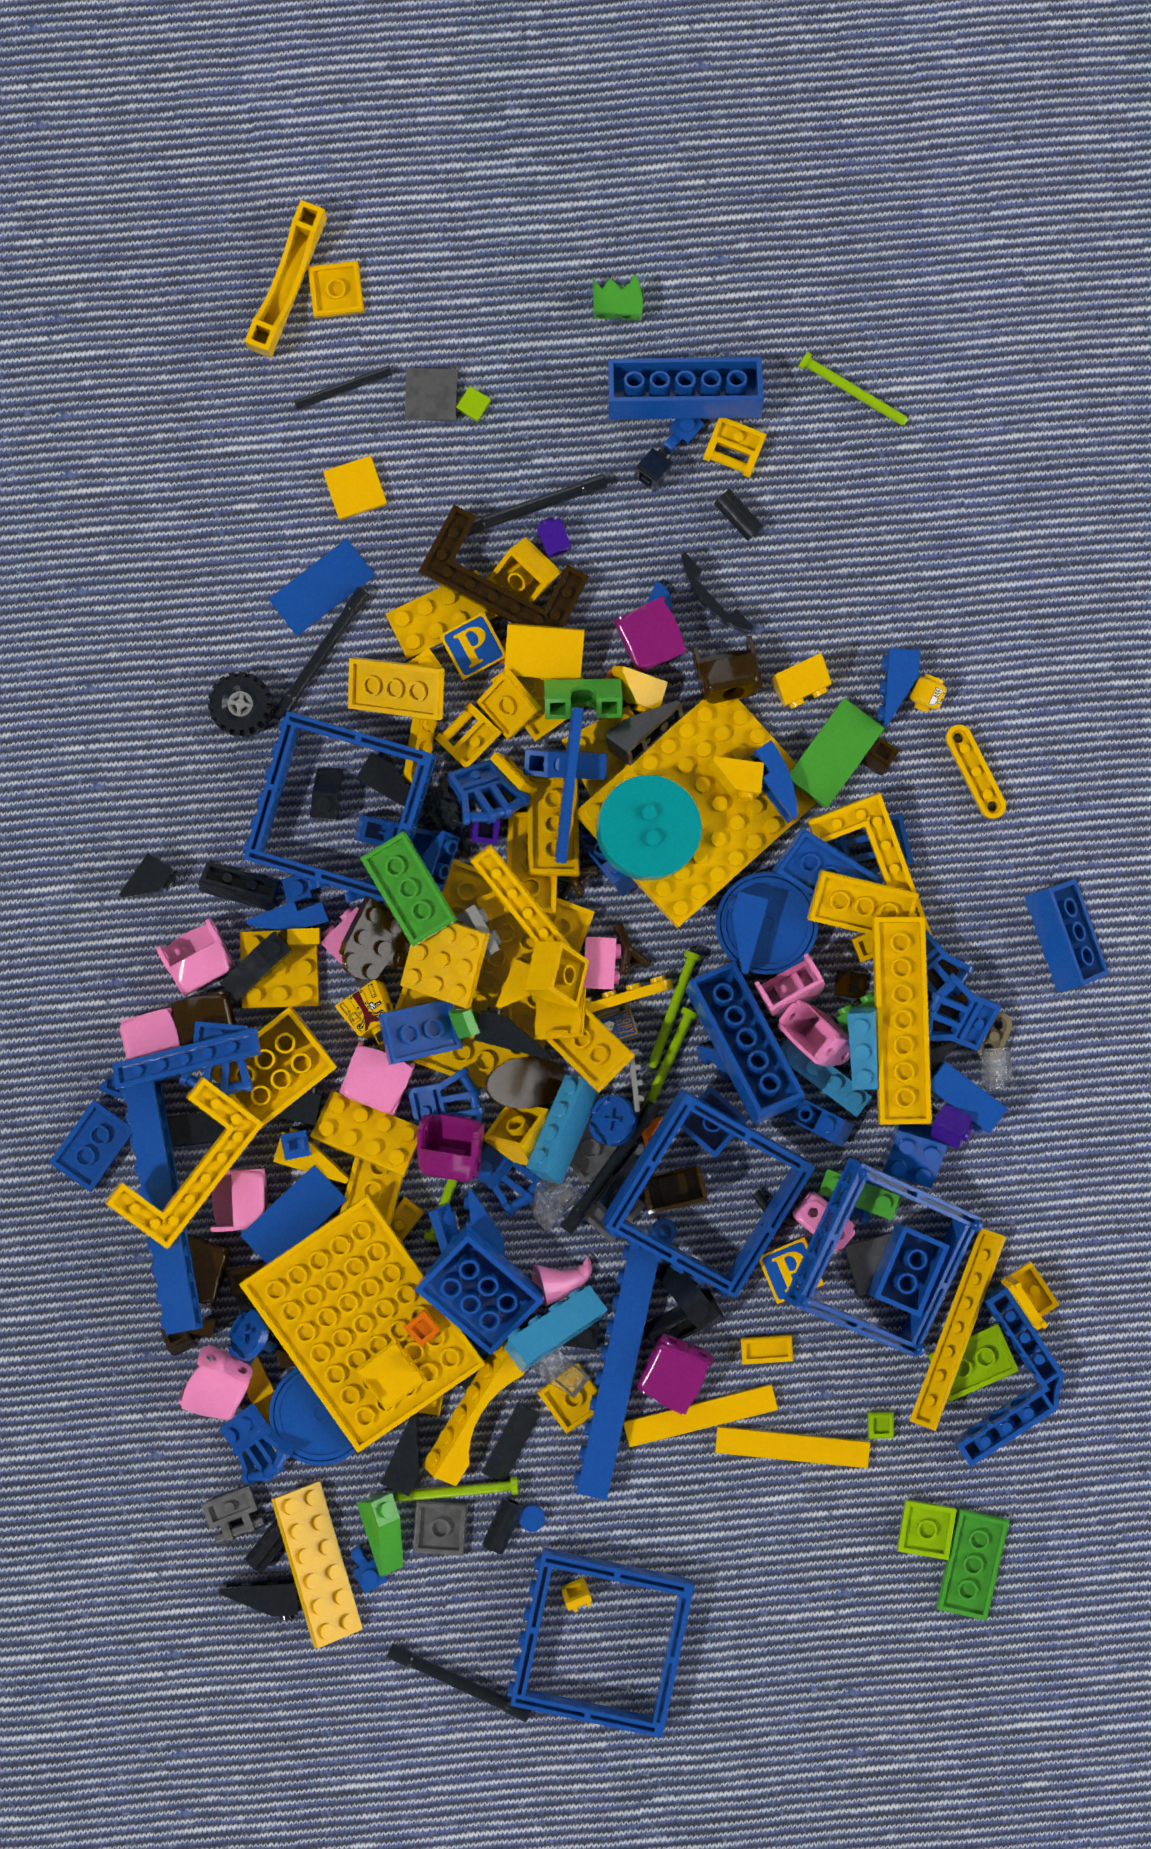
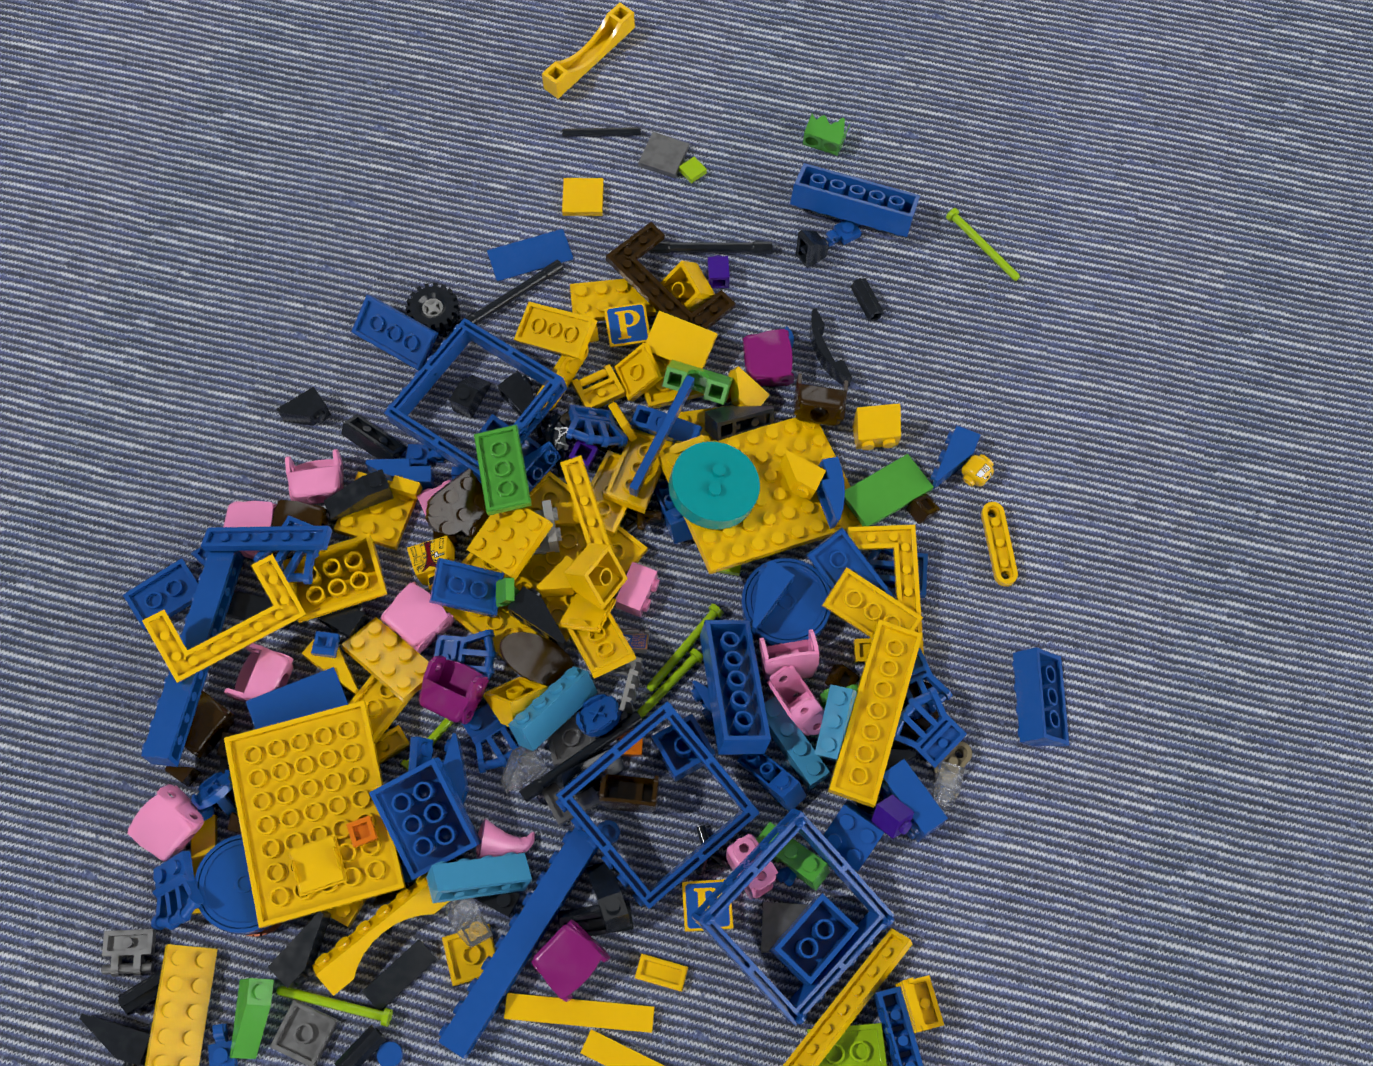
camera: 20 degrees right, 20 degrees down
(178, 1342) = (155, 778): dark brown slope -> none
(209, 750) = (394, 332): none -> blue tile
(336, 289) = (622, 71): yellow tile -> none
(600, 785) = (680, 447): none -> yellow tile
(629, 952) = (664, 590): dark brown piece -> none
(632, 992) = (656, 622): yellow plate -> none
(737, 438) = (883, 249): yellow plate -> none

